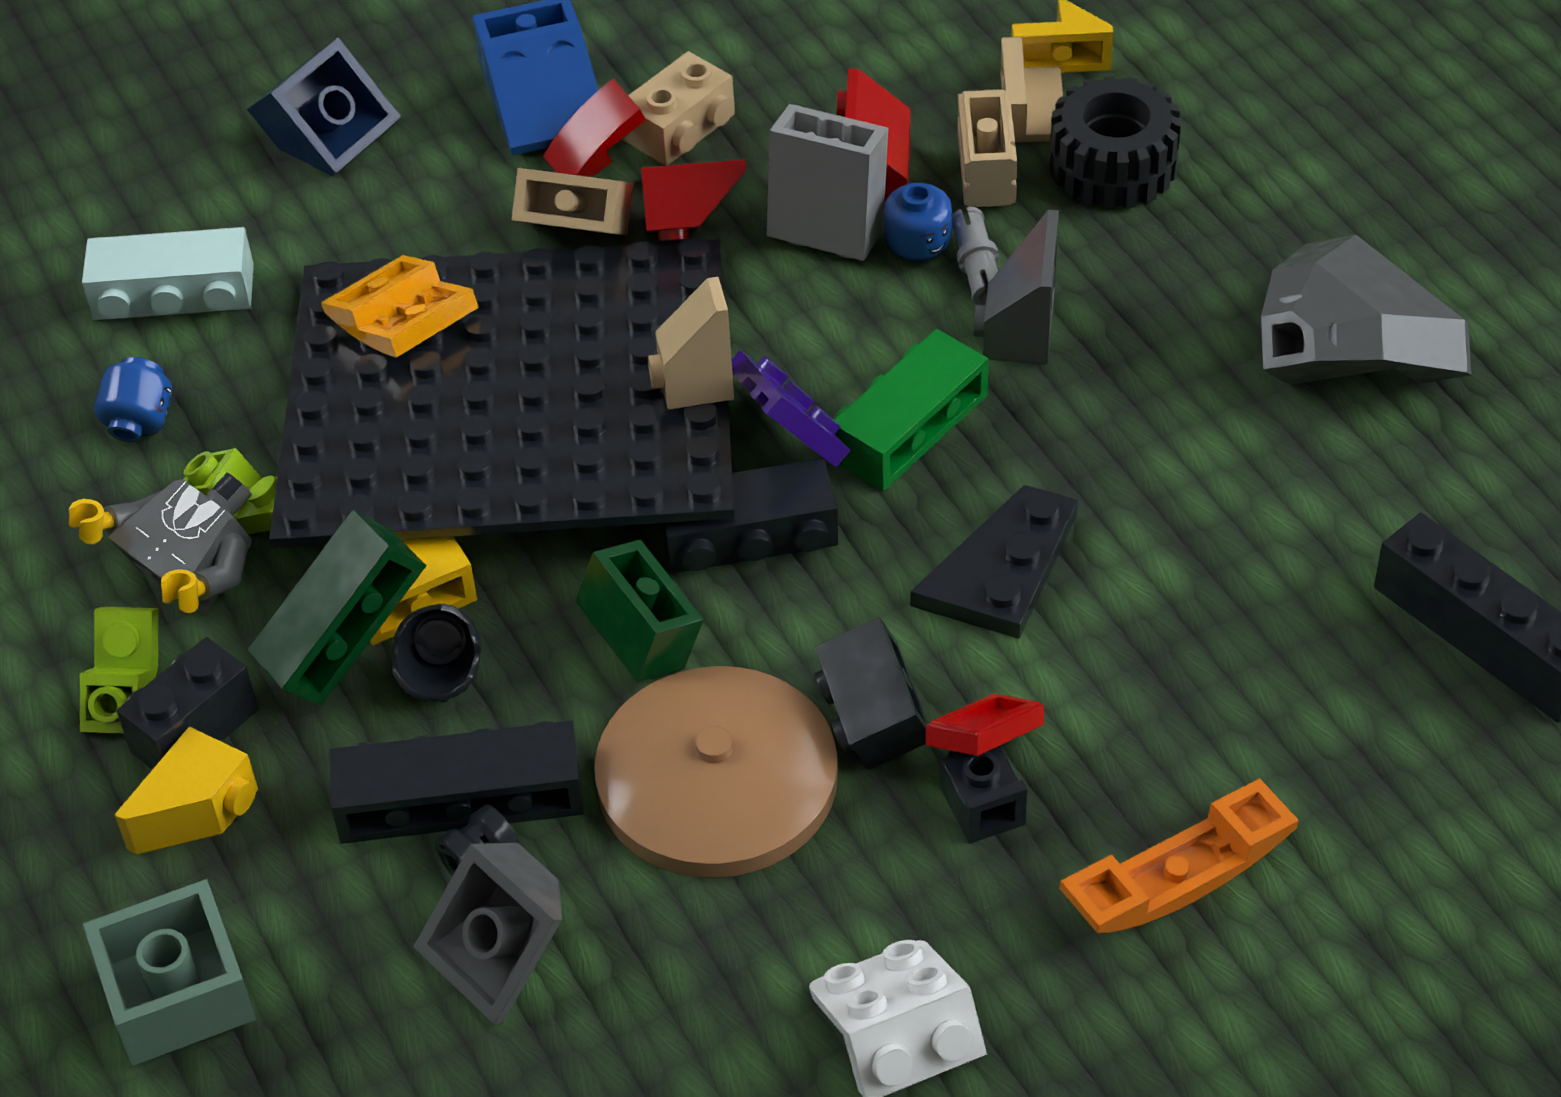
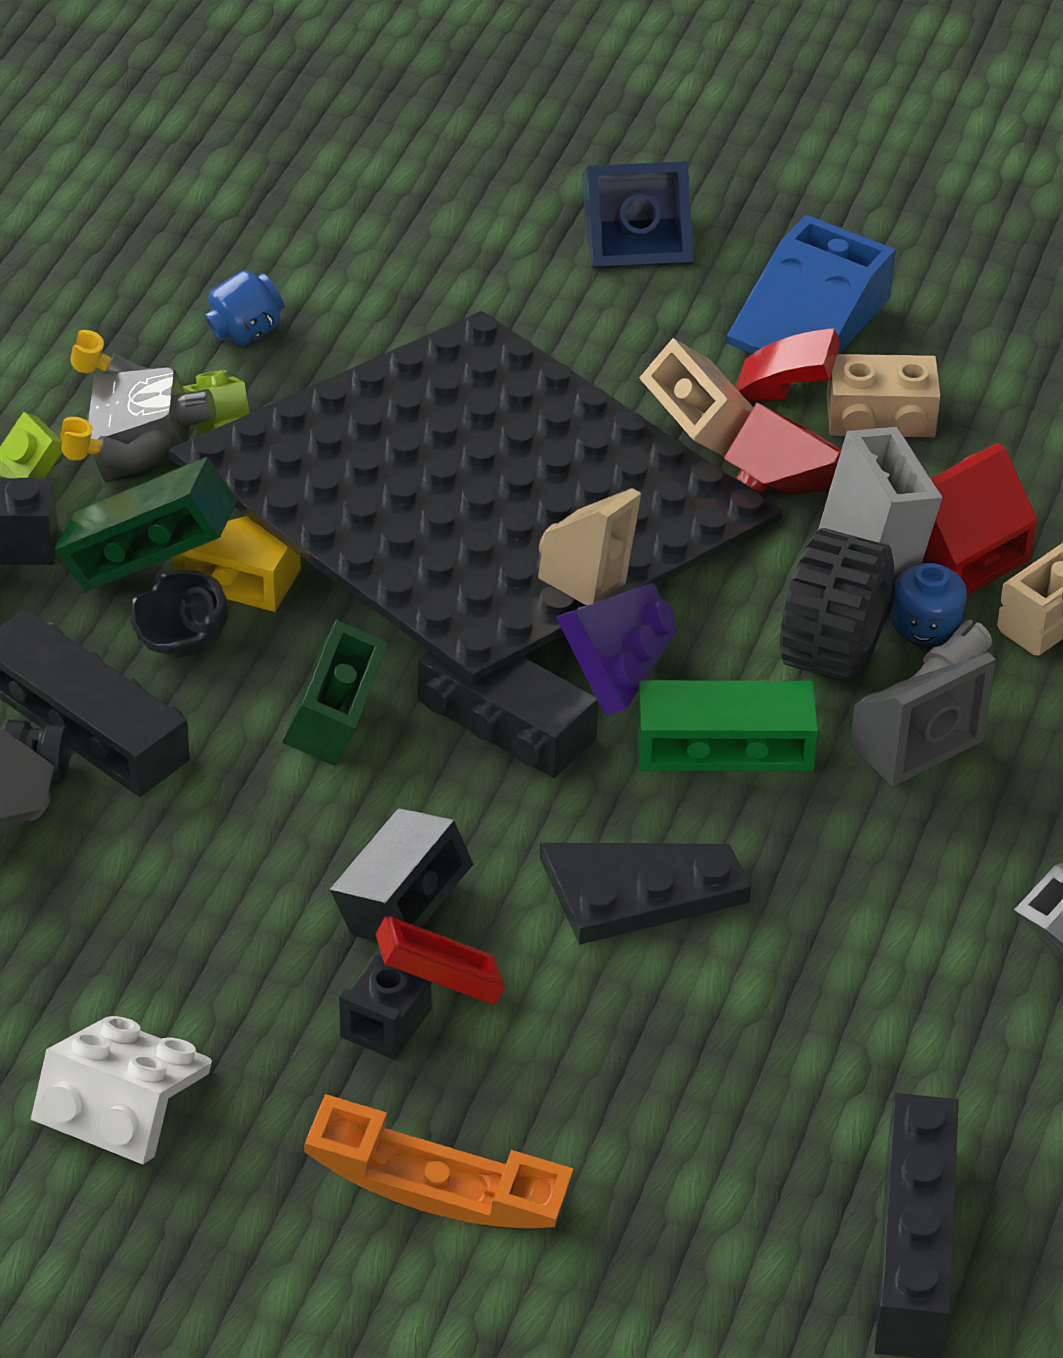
camera: 45 degrees right, 5 degrees down
(168, 273) = (382, 246): light aqua brick -> none
(399, 305) = (479, 375): light orange slope -> none
(716, 771) = (248, 842): medium nougat dish -> none
(886, 263) = (836, 605): none -> black tyre

